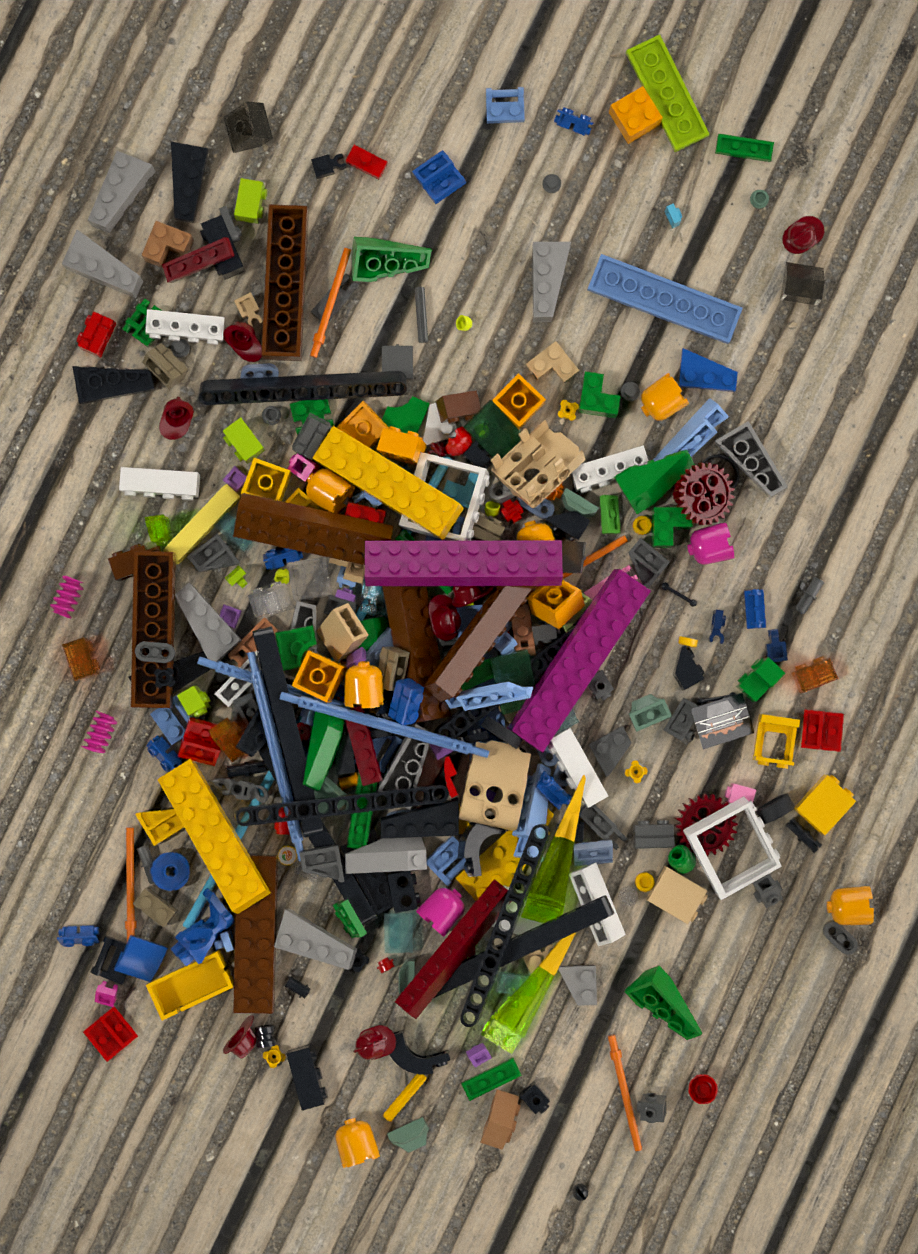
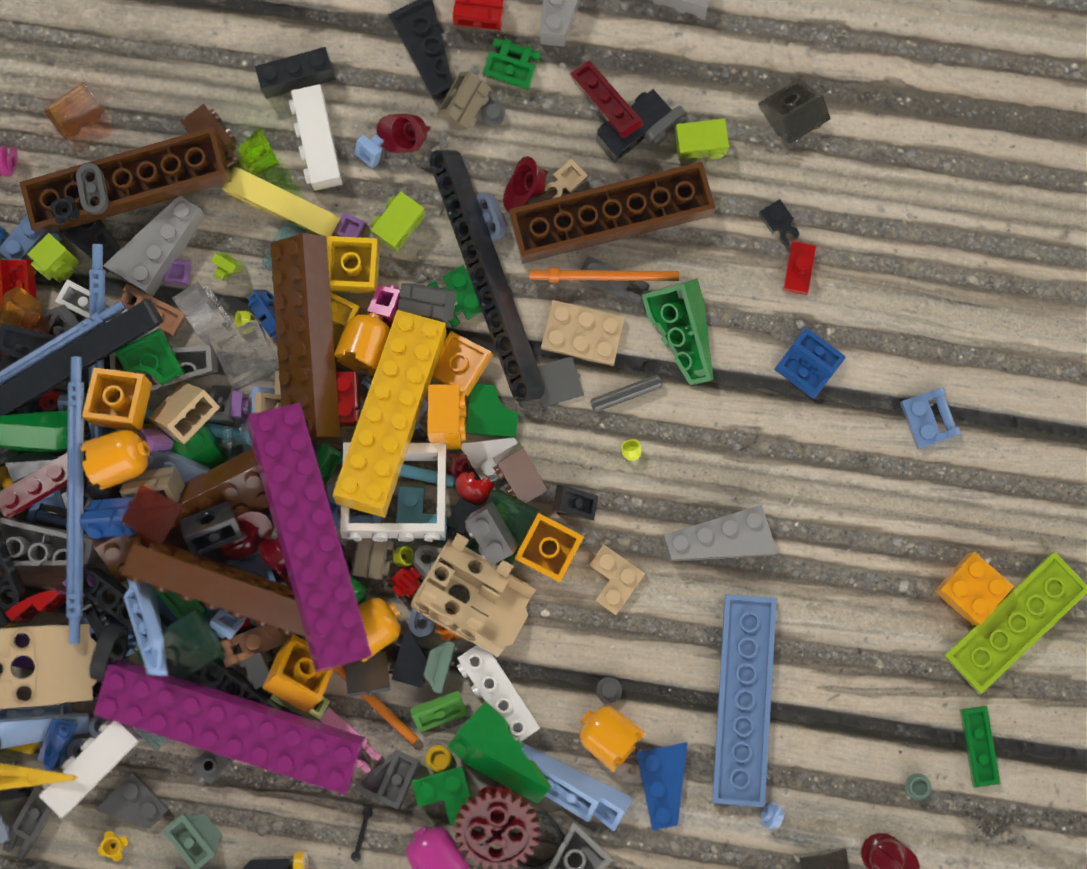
camera: 80 degrees right, 5 degrees down
(67, 597) = (144, 73): dark pink piece -> none
(103, 485) = (295, 72): none -> black brick
(165, 239) = (618, 51): medium nougat brick -> none
(181, 447) = (369, 150): none -> light blue tile
(184, 325) = (519, 108): white brick -> none
(187, 176) = (709, 59): black wing -> none
(213, 555) = (246, 229): dark grey wing -> none
(271, 415) = (442, 247): dark grey plate -> none
(367, 332) = (582, 333): none -> tan plate
(413, 670) = (151, 514): none -> clear red piece
(435, 632) = (211, 528): none -> black brick
(490, 375) = (574, 503): none -> black slope
(496, 437) = (491, 534): none -> flat silver brick
(551, 183) = (848, 507): dark grey plate -> none
(567, 117) = (940, 521): blue hinge -> none
(568, 415) = (565, 621): yellow plate -> none
(595, 402) = (580, 644): green brick -> none
(674, 215) = (858, 678): medium azure plate -> none
(750, 304) = (772, 816): none -> light blue plate

